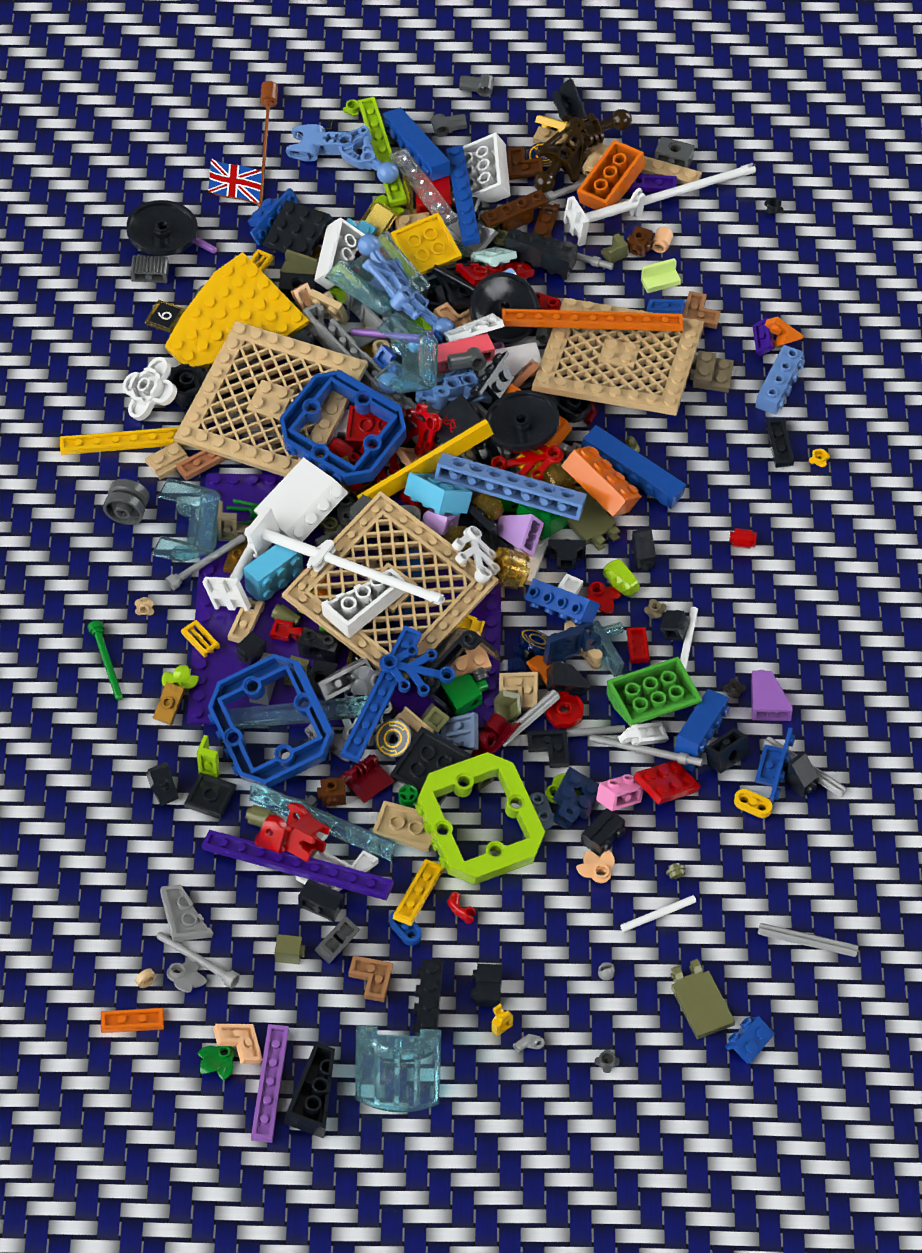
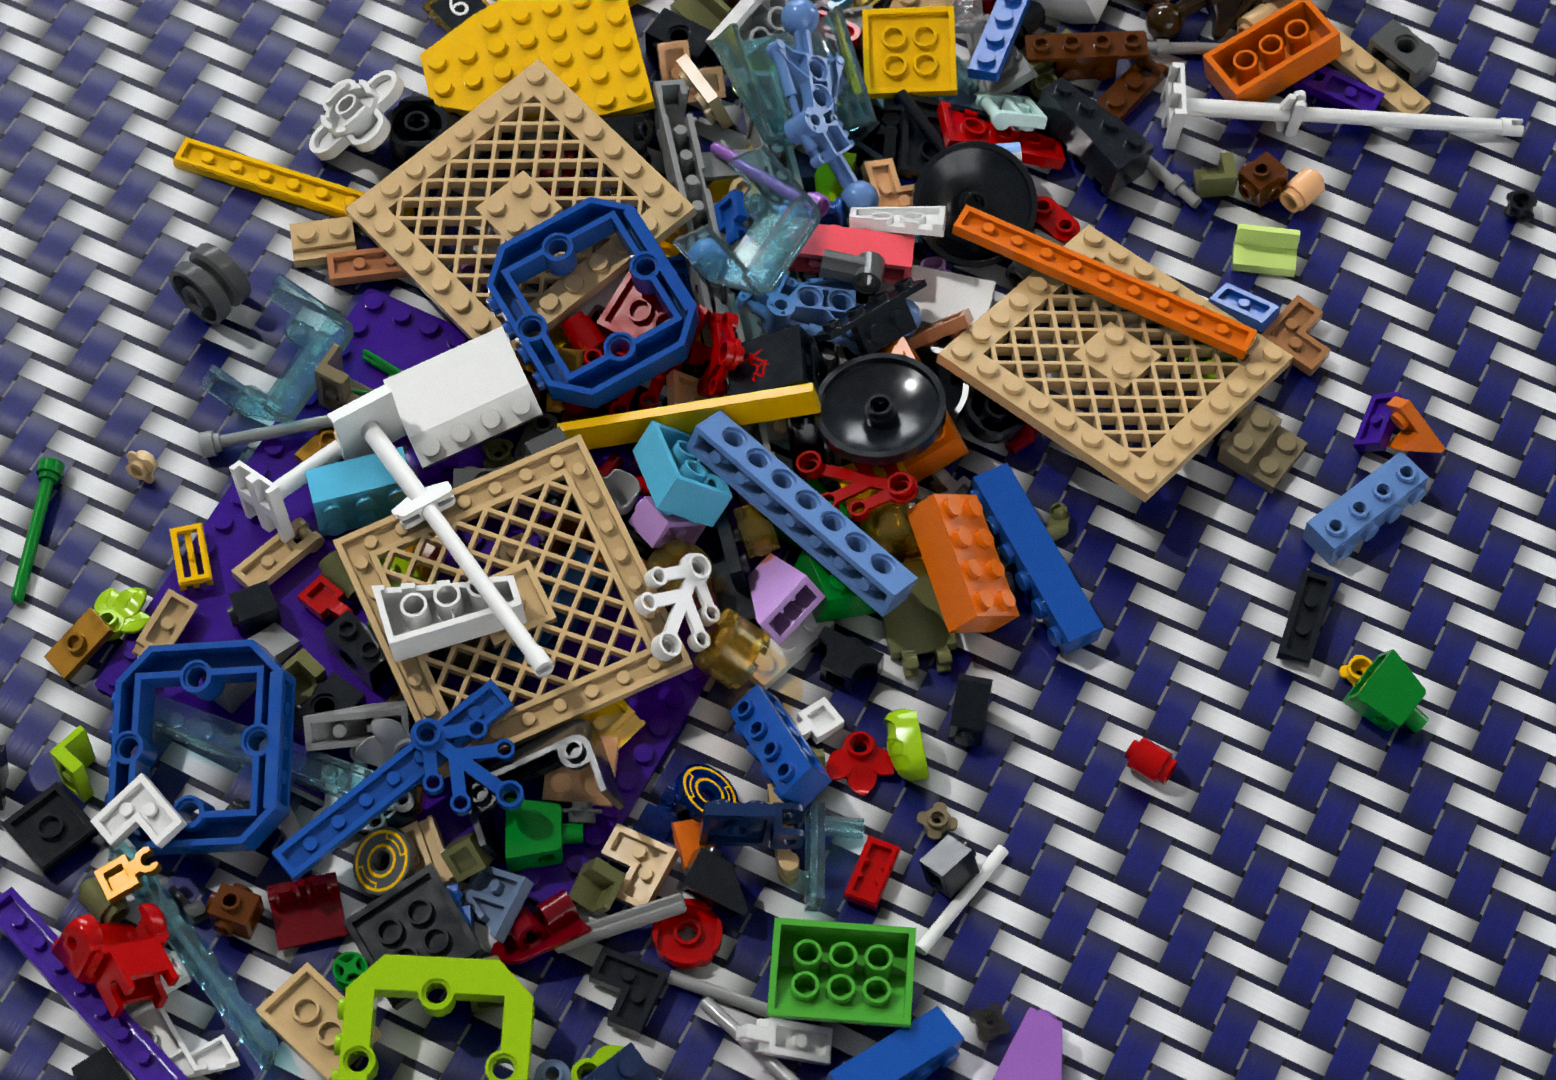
camera: 25 degrees right, 5 degrees up
(209, 677) = (166, 622): none -> tan hinge
(260, 759) = (138, 806): none -> white plate
(269, 797) = (123, 875): none -> plate
(840, 460) = (1388, 694): none -> green torso

